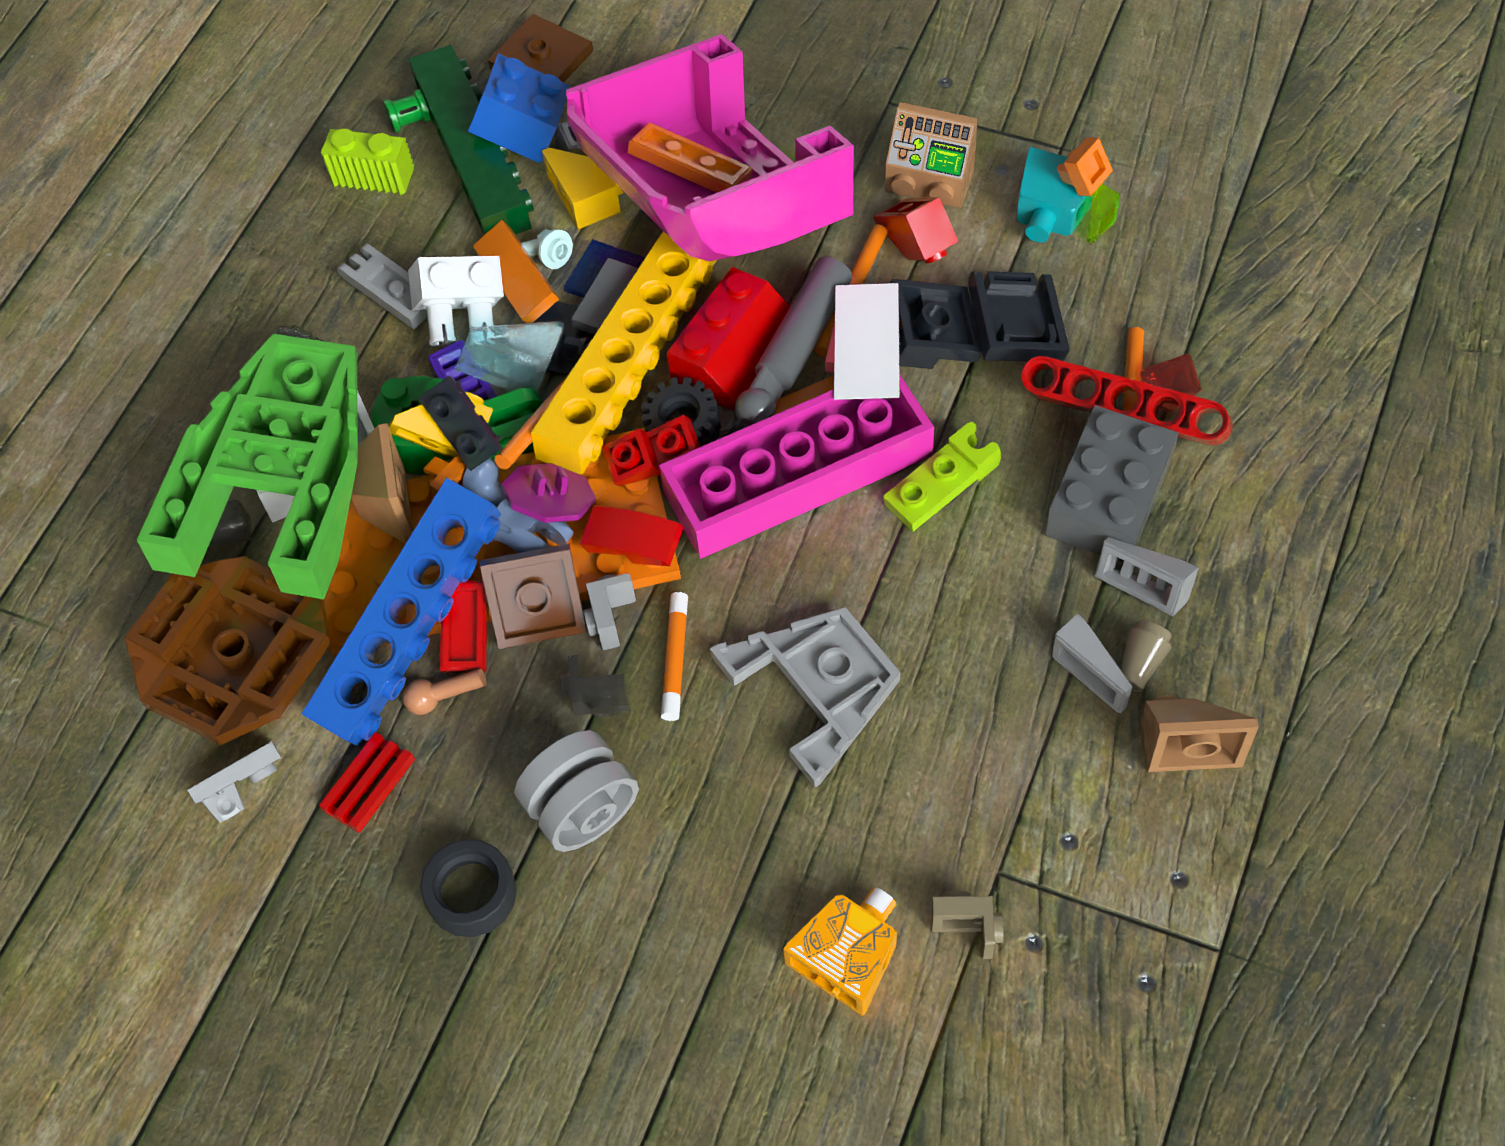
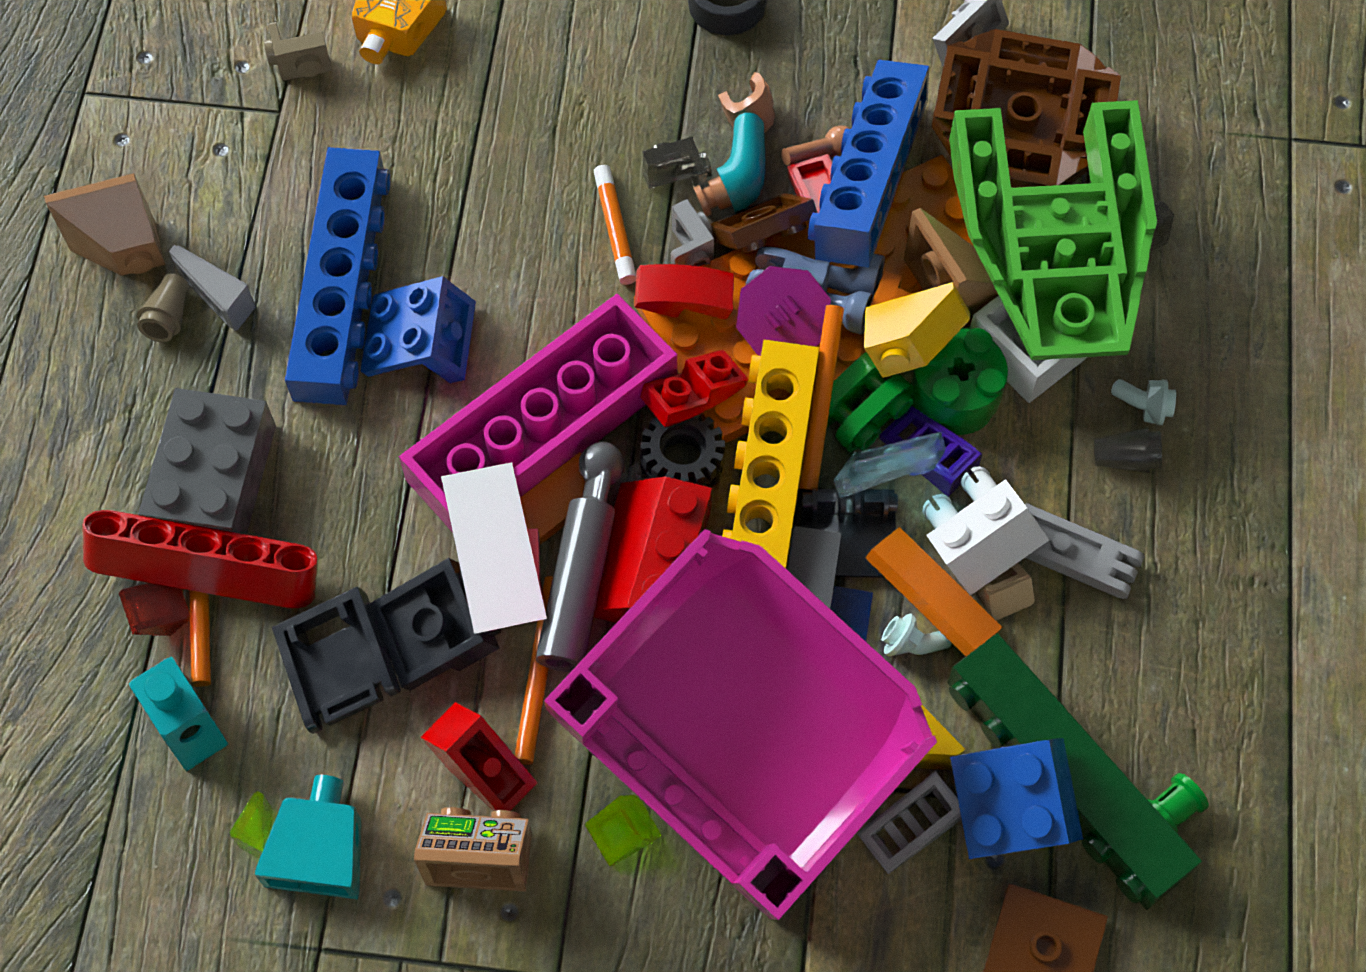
camera: 160 degrees right, 5 degrees up
(355, 771) = (861, 33): red tile -> none
(368, 160) = (1182, 708): lime brick -> none
(460, 423) = (897, 308): black hinge -> none
(529, 666) = (744, 172): none -> piece
(576, 790) = (654, 57): light grey wheel -> none
(688, 159) = (770, 755): orange tile -> none
(832, 668) = (461, 236): light grey wing -> none
(897, 576) = (420, 325): none -> blue bracket
(936, 754) = (344, 176): none -> blue brick
(942, 477) = (377, 462): lime plate -> none
(1086, 167) = (268, 839): orange tile -> none
(1158, 295) = (174, 708): none -> teal torso
(1166, 568) = (150, 376): light grey slope -> none

